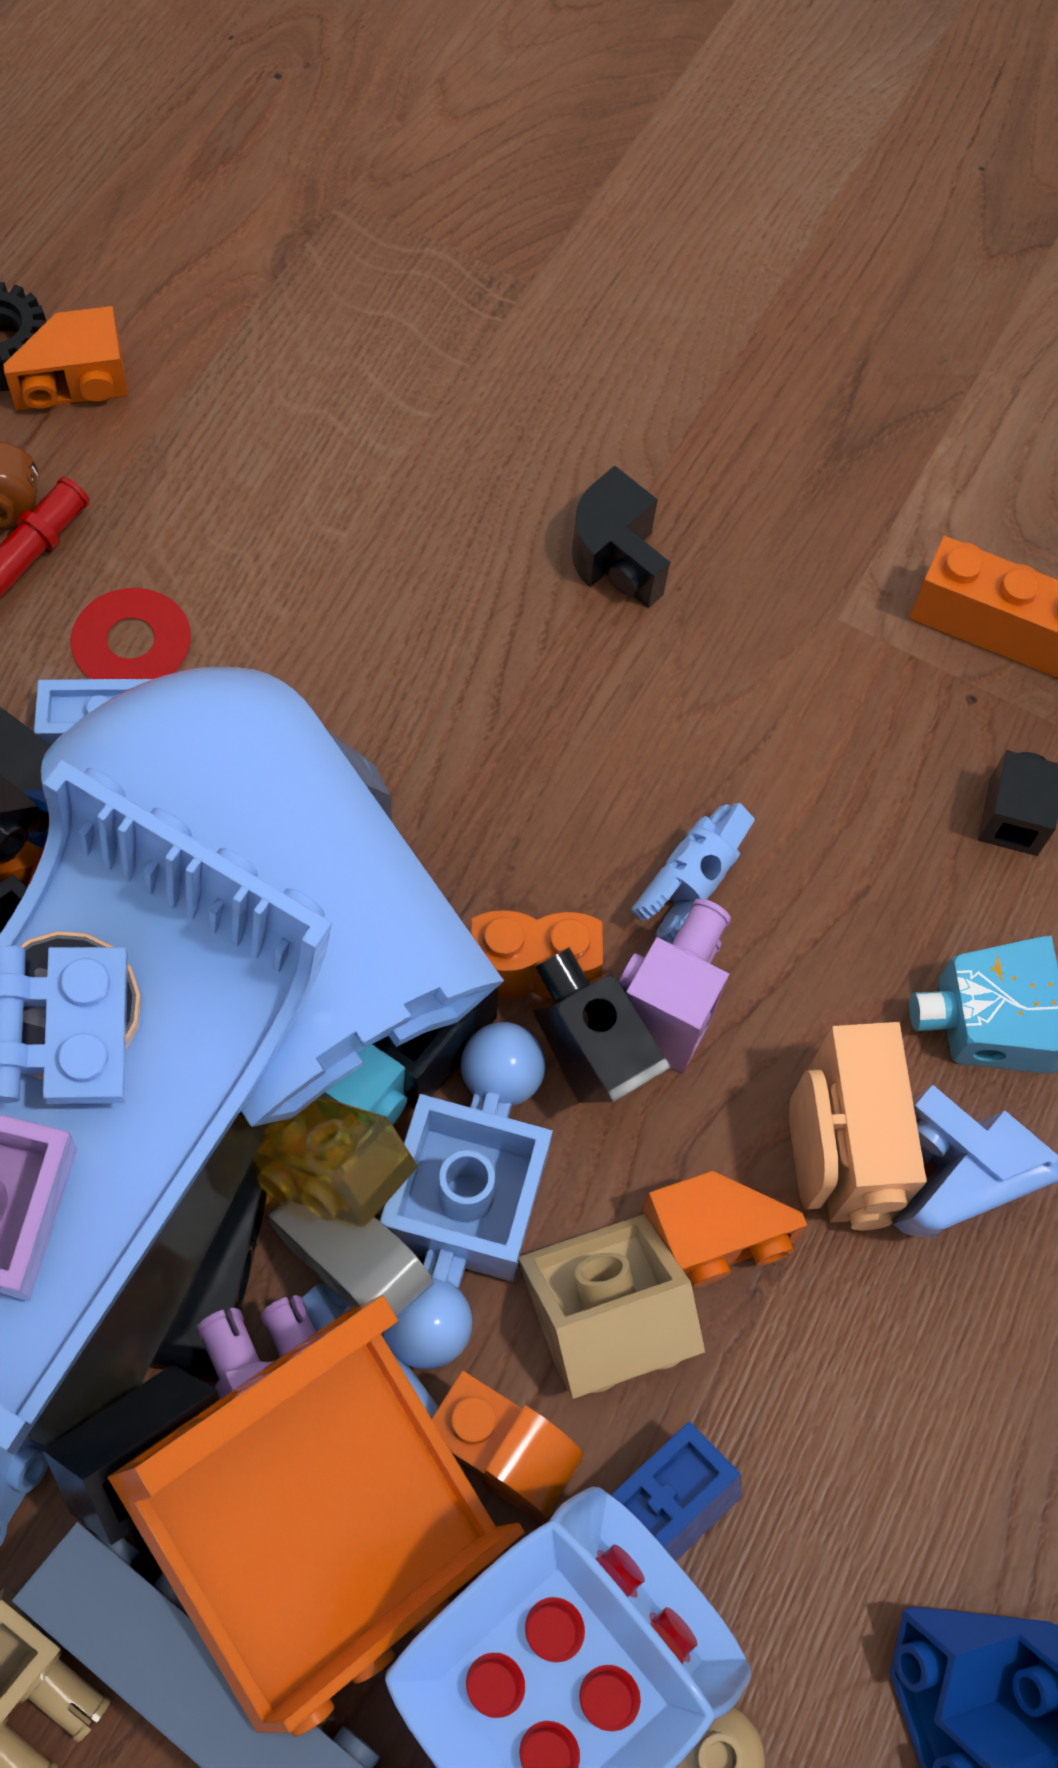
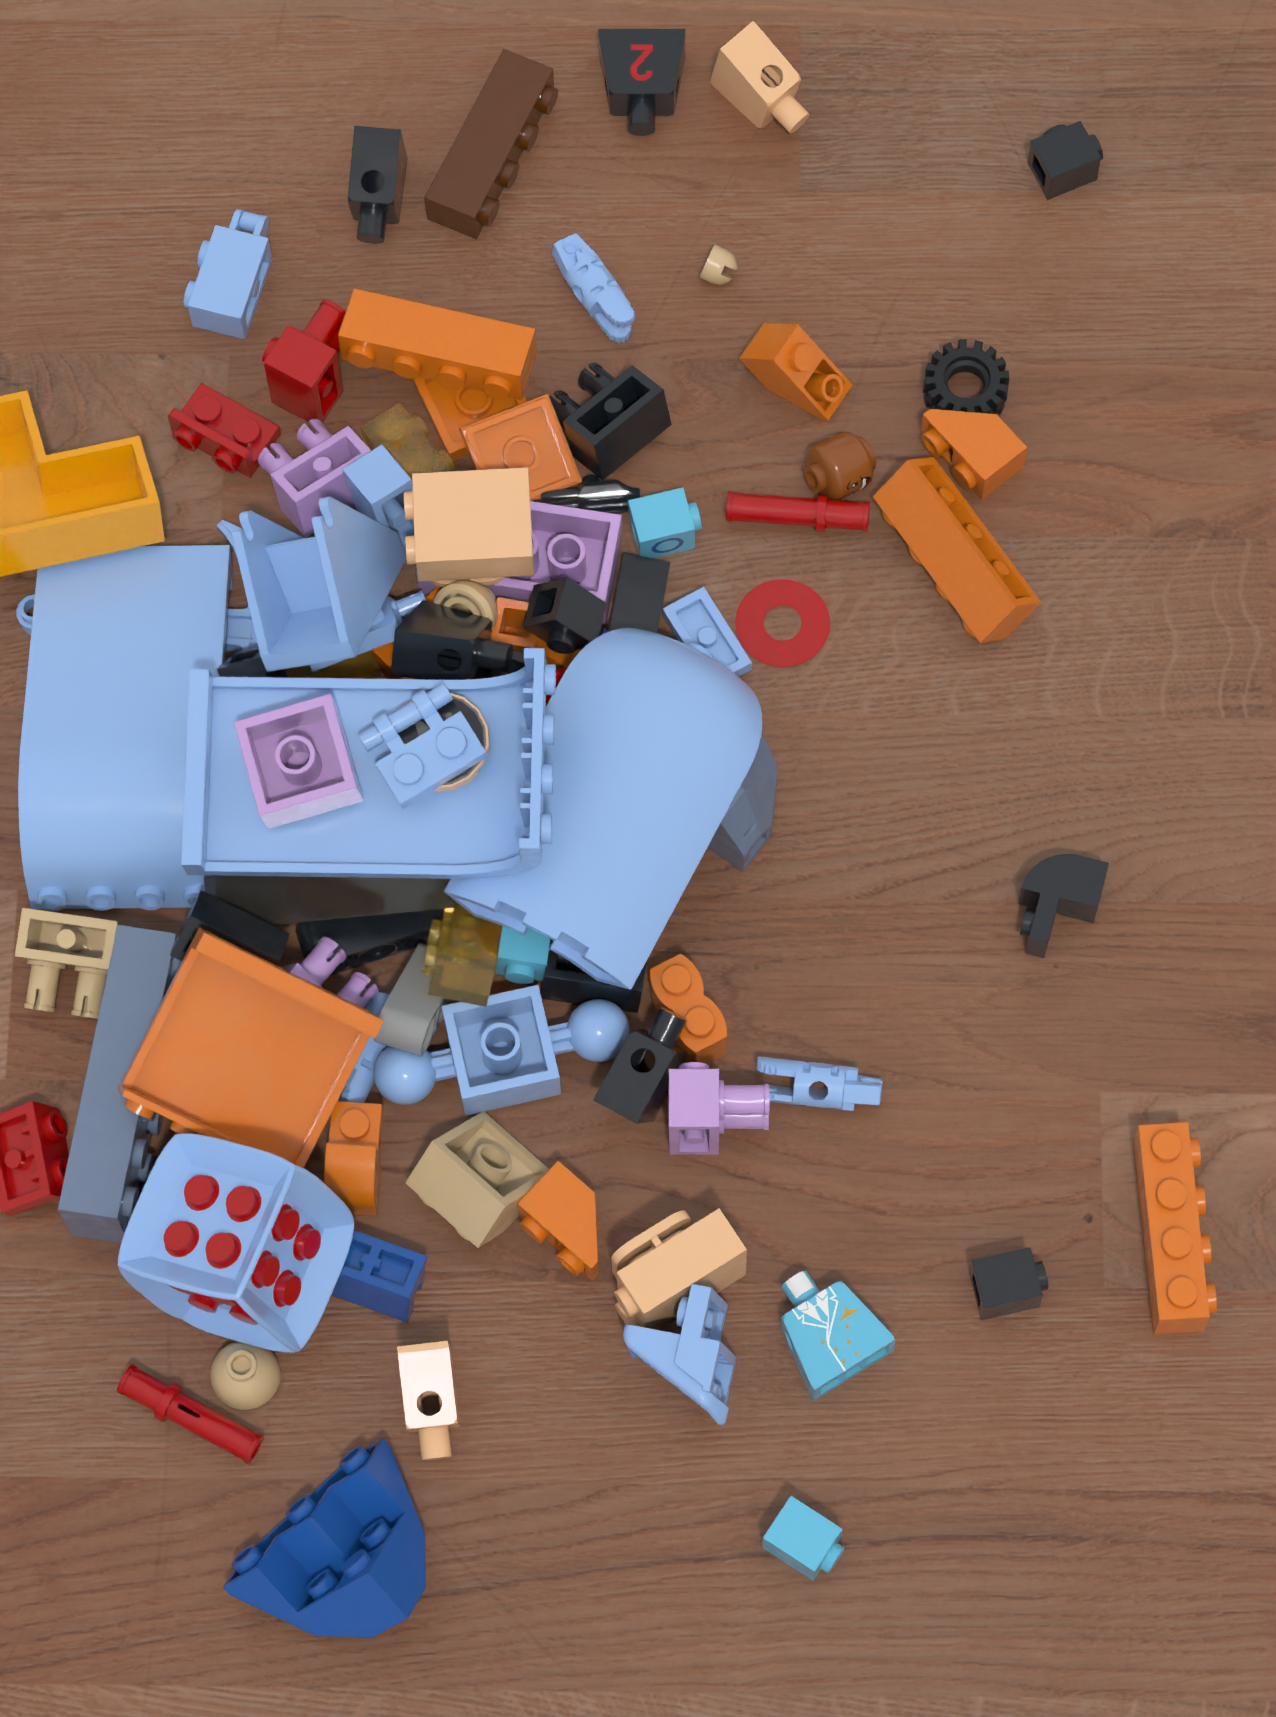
camera: 70 degrees right, 5 degrees up
(172, 428) = (956, 550): none -> orange brick
(870, 1514) = (424, 1372): none -> torso

